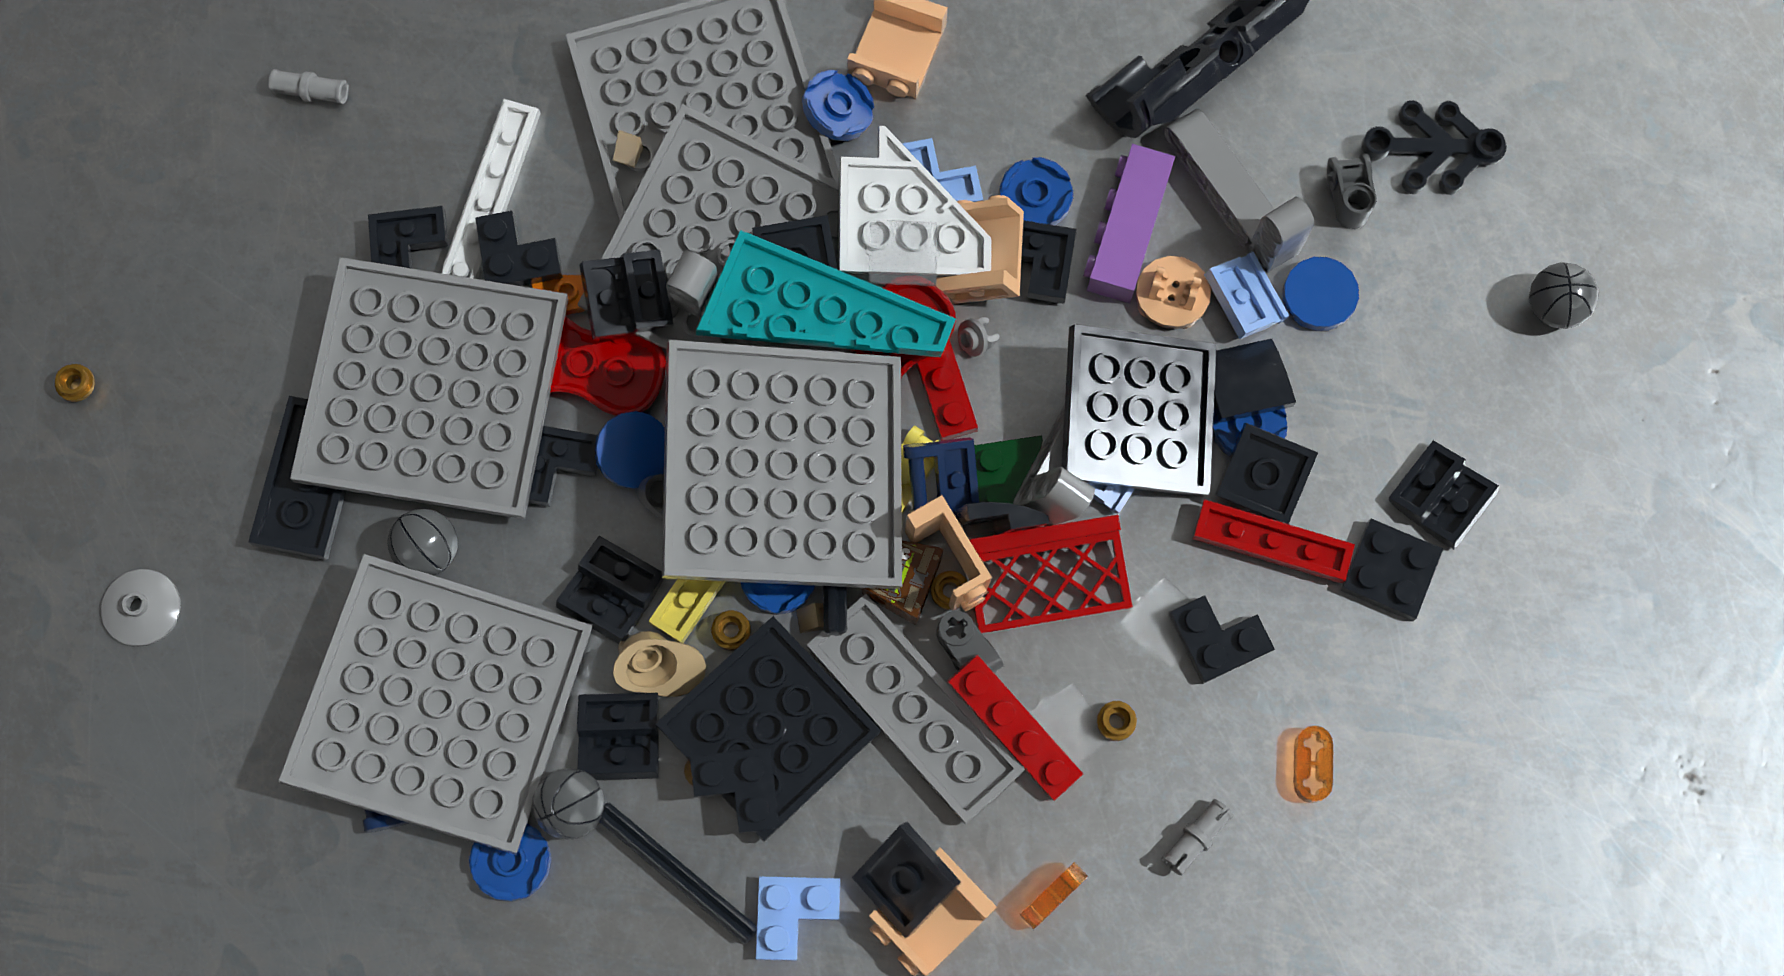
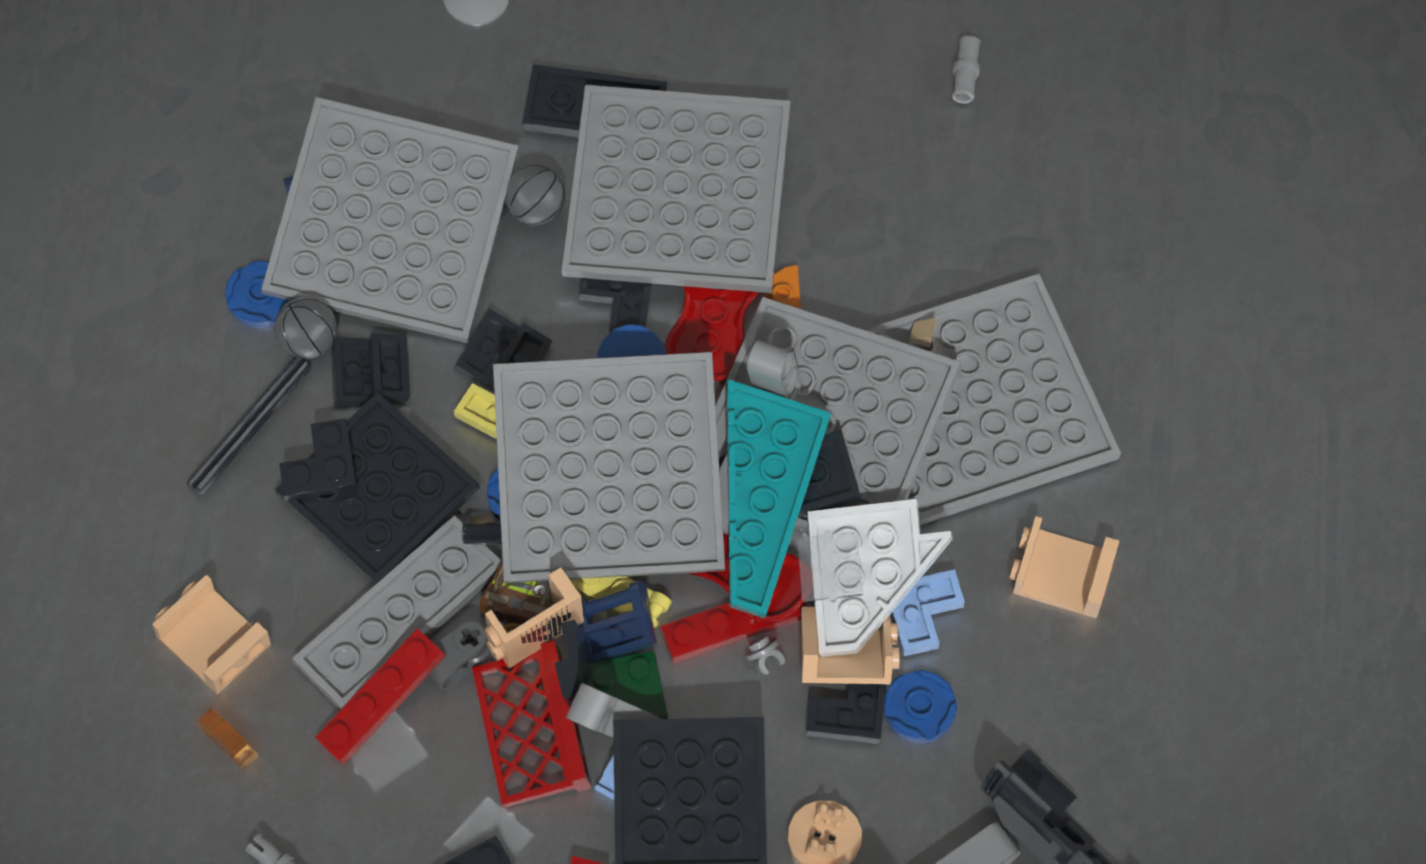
camera: 85 degrees right, 10 degrees down
(398, 232) = (826, 152): black plate -> none
(492, 184) = (873, 227): white tile -> none
(508, 260) = (806, 243): black plate -> none
(626, 294) = (776, 322): black slope -> none
(658, 665) = (432, 390): tan piece -> none
(722, 621) = (473, 446): pearl gold plate -> none
(784, 903) = (219, 513): light blue plate -> none
(838, 105) = (991, 515): blue tile -> none
(906, 879) = (238, 604): black plate -> none
(1127, 715) = (391, 781): pearl gold plate -> none
(1130, 223) = (893, 790): medium lavender brick -> none

